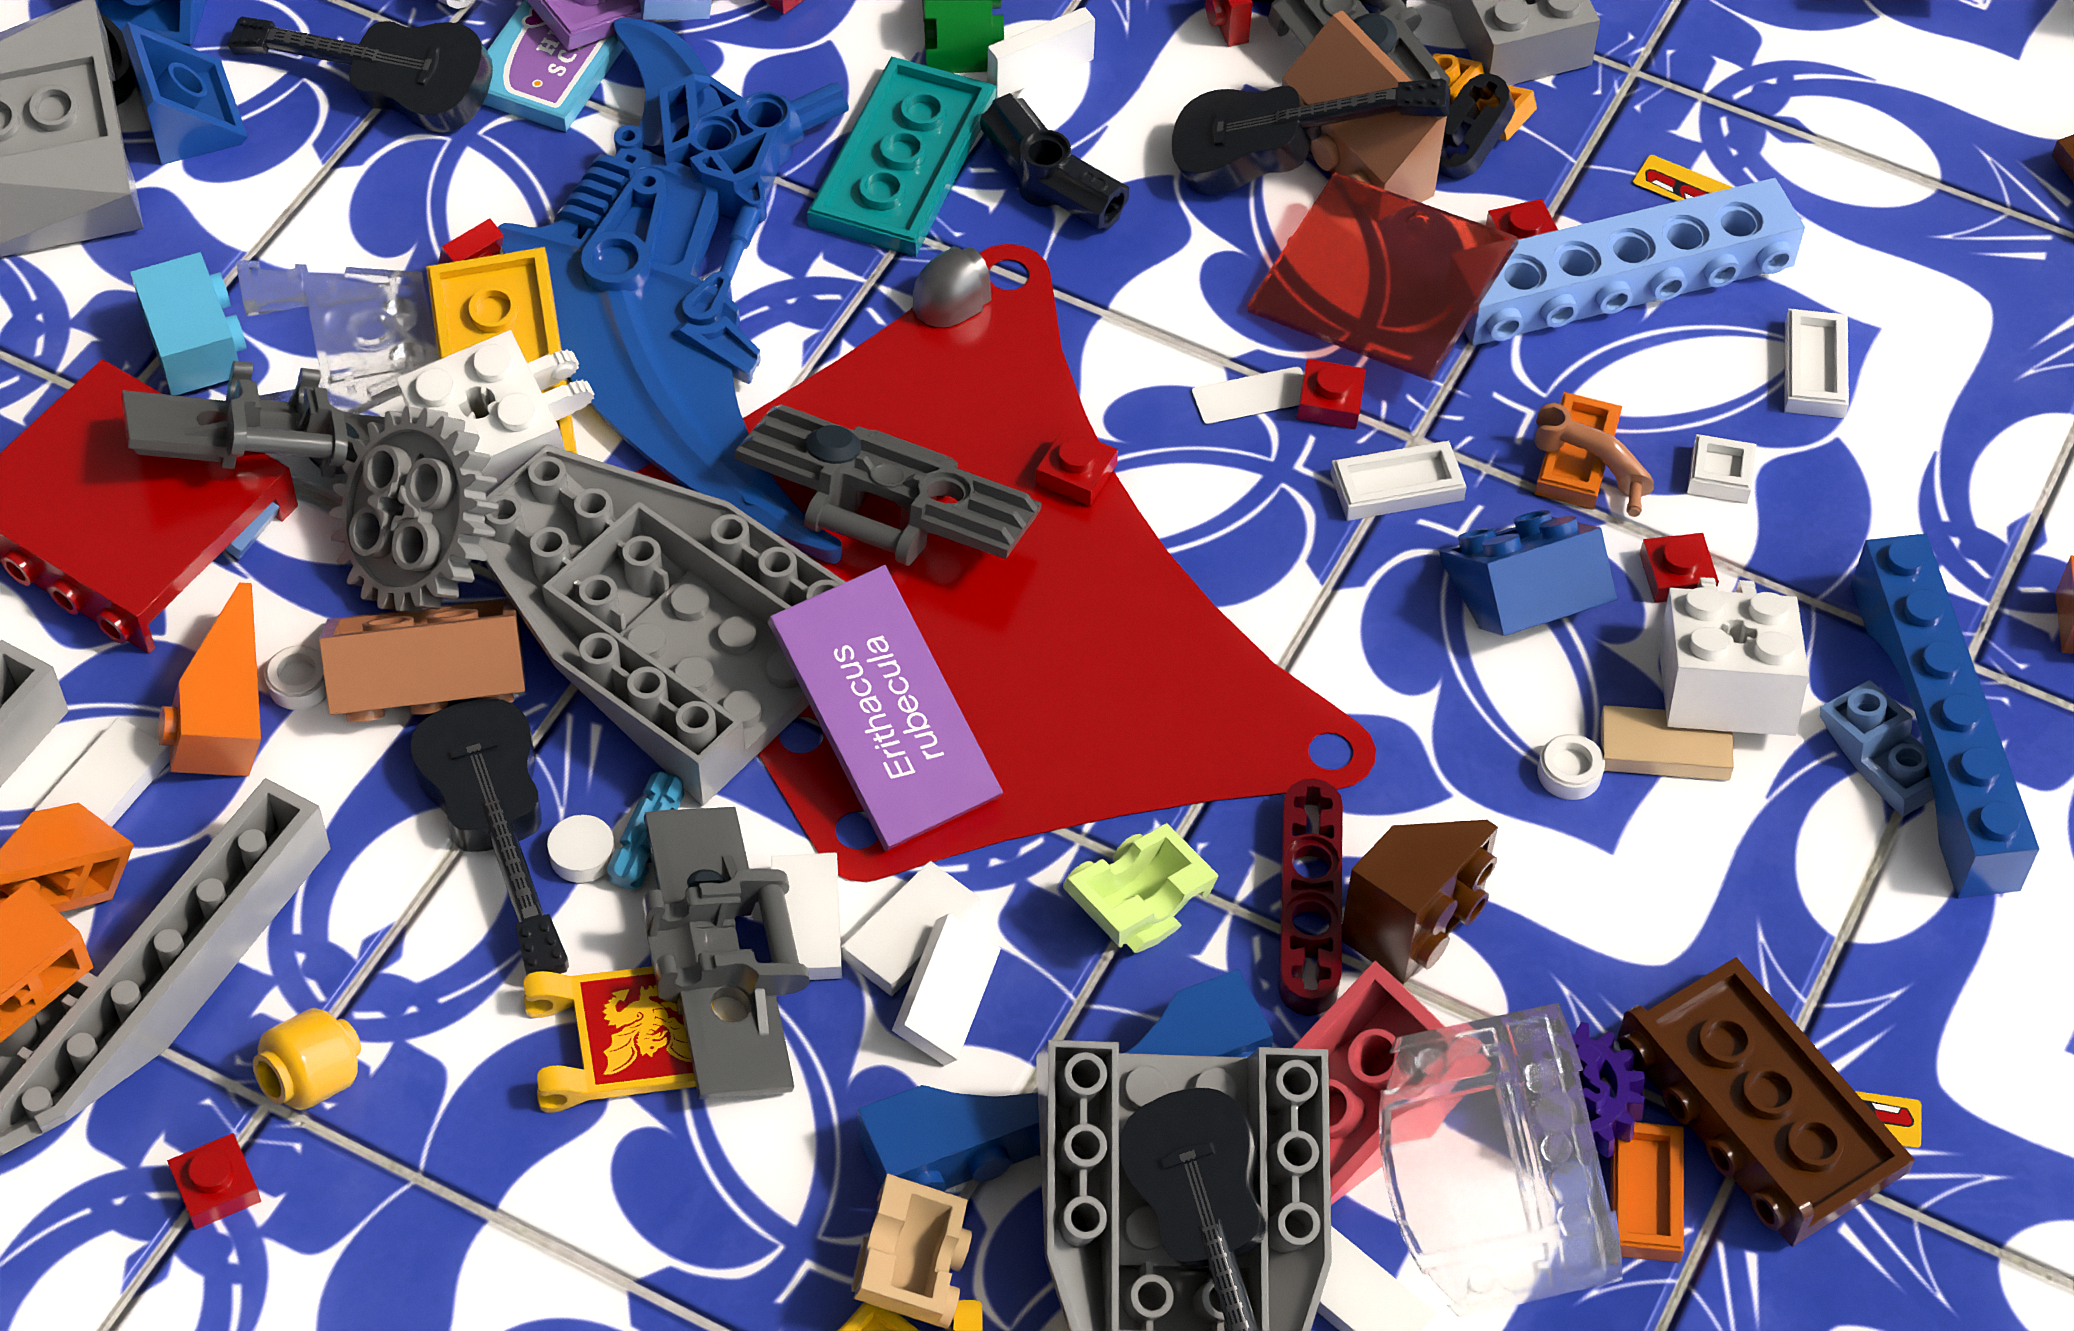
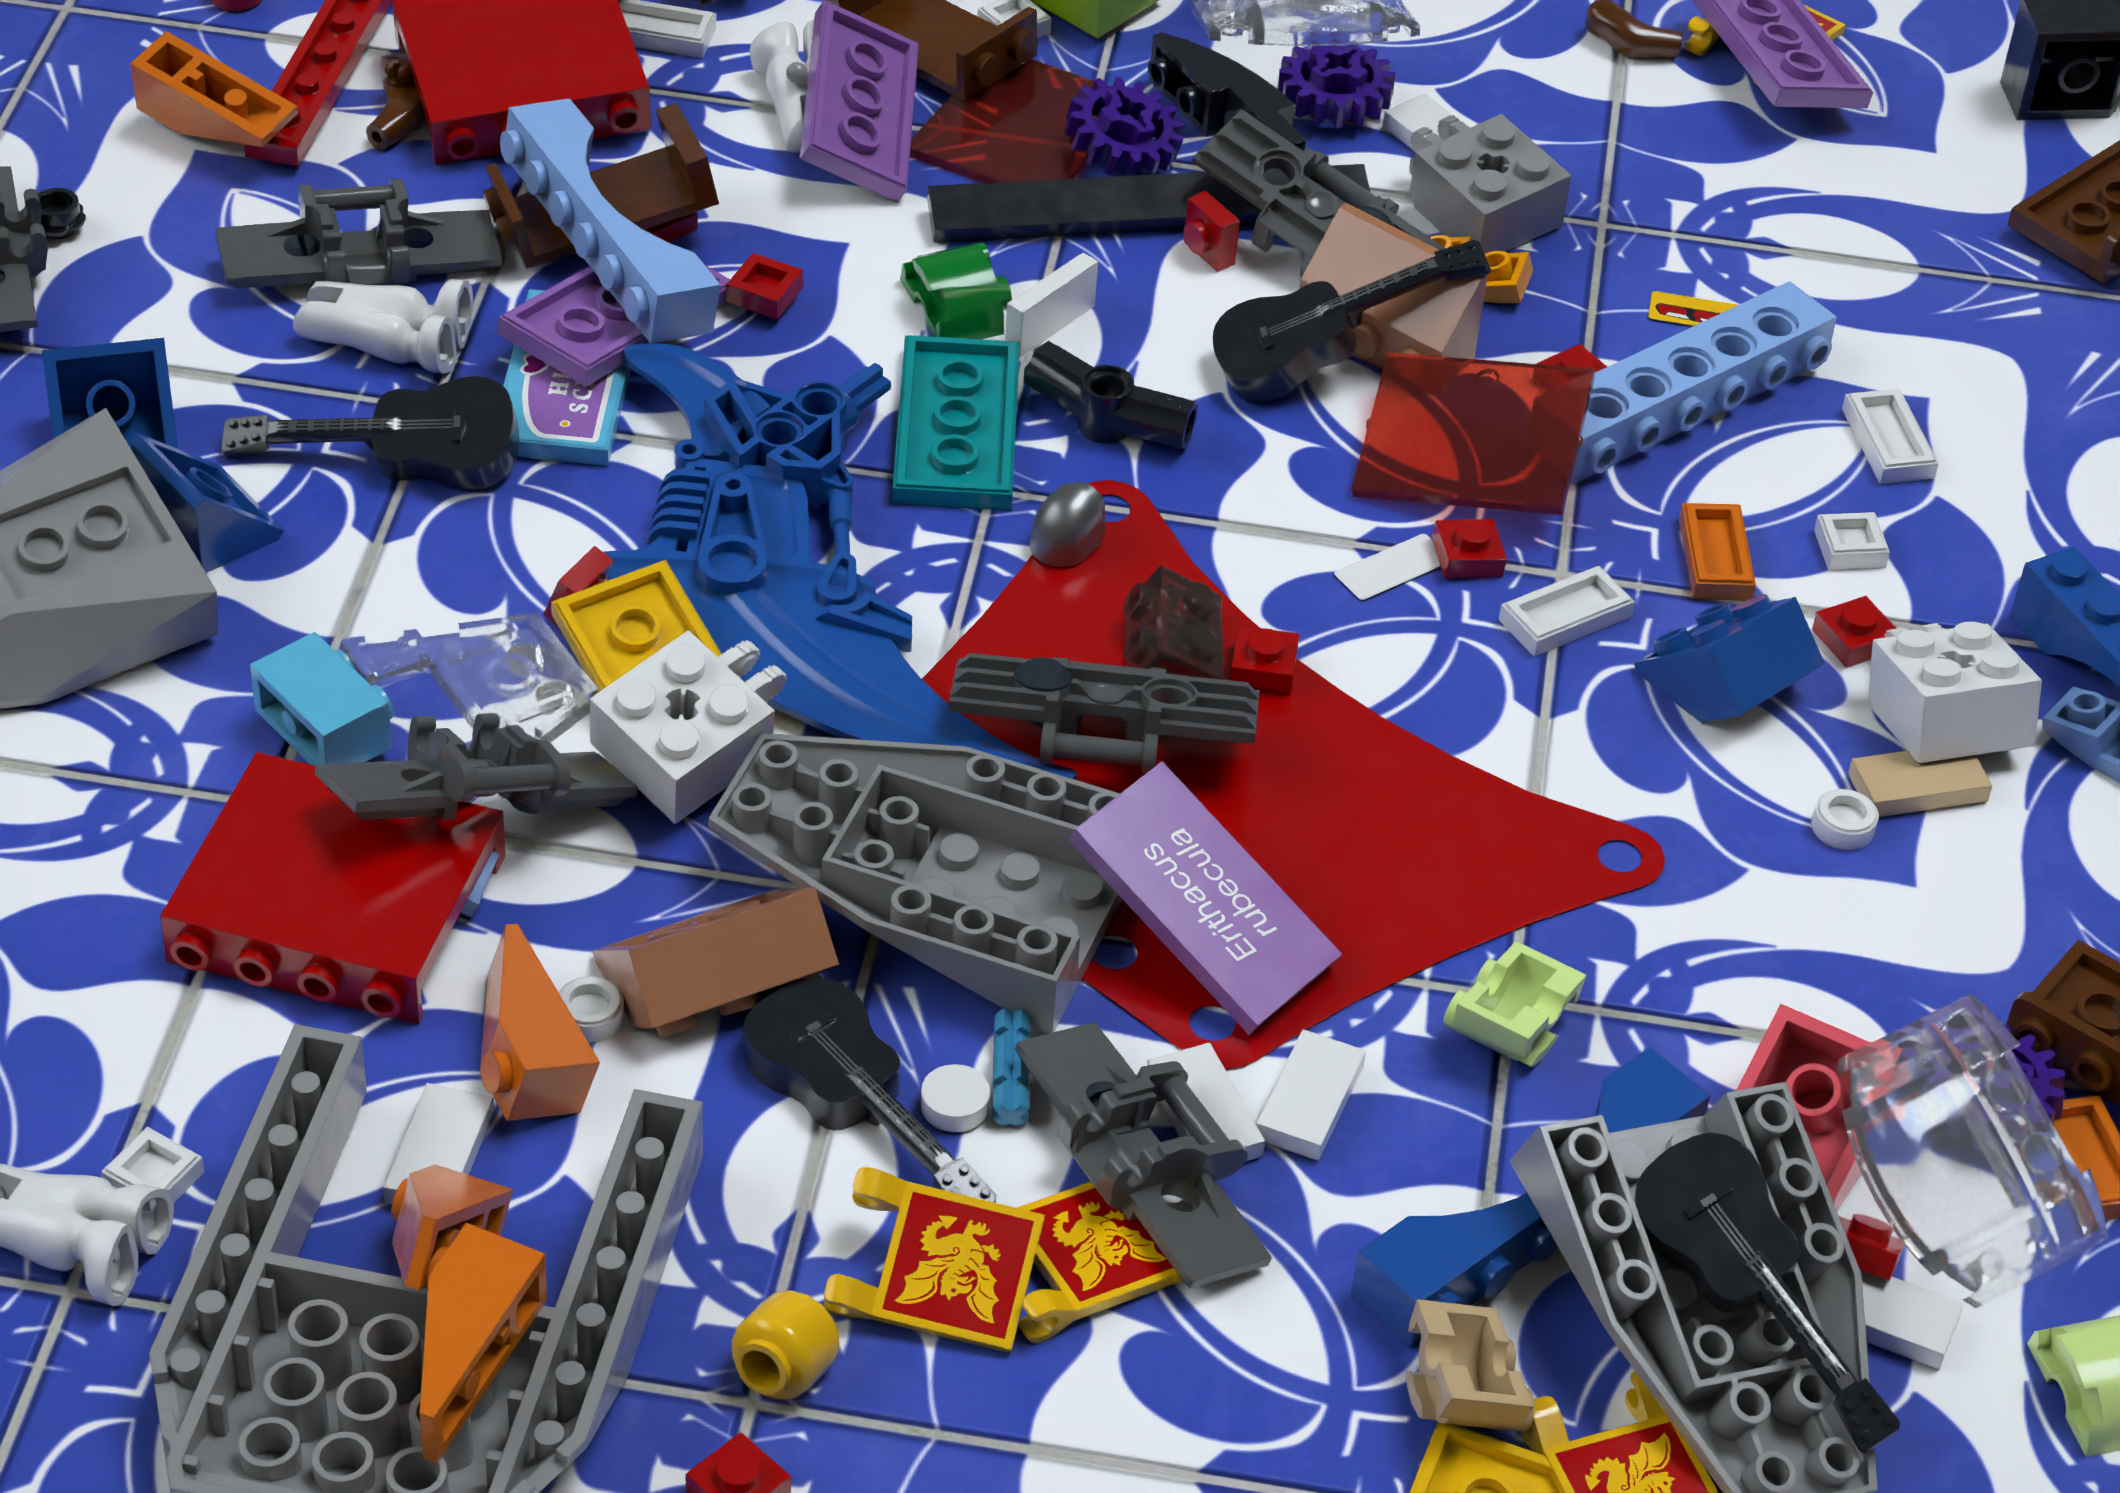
camera: 20 degrees left, 10 degrees down
(413, 510) = (709, 816): light grey gear -> none
(490, 1017) = (950, 1266): none -> flag
(946, 989) = (1376, 1137): white tile -> none
(1001, 420) = (1174, 626): none -> clear smoke bracket
(1311, 895) = (1676, 978): dark red beam -> none
(1365, 1228) = (1873, 1245): none -> red plate
(1416, 892) = (1777, 943): reddish brown slope -> none
(1475, 128) = (1504, 292): black beam -> none
(1557, 428) = (1698, 529): nougat piece -> none

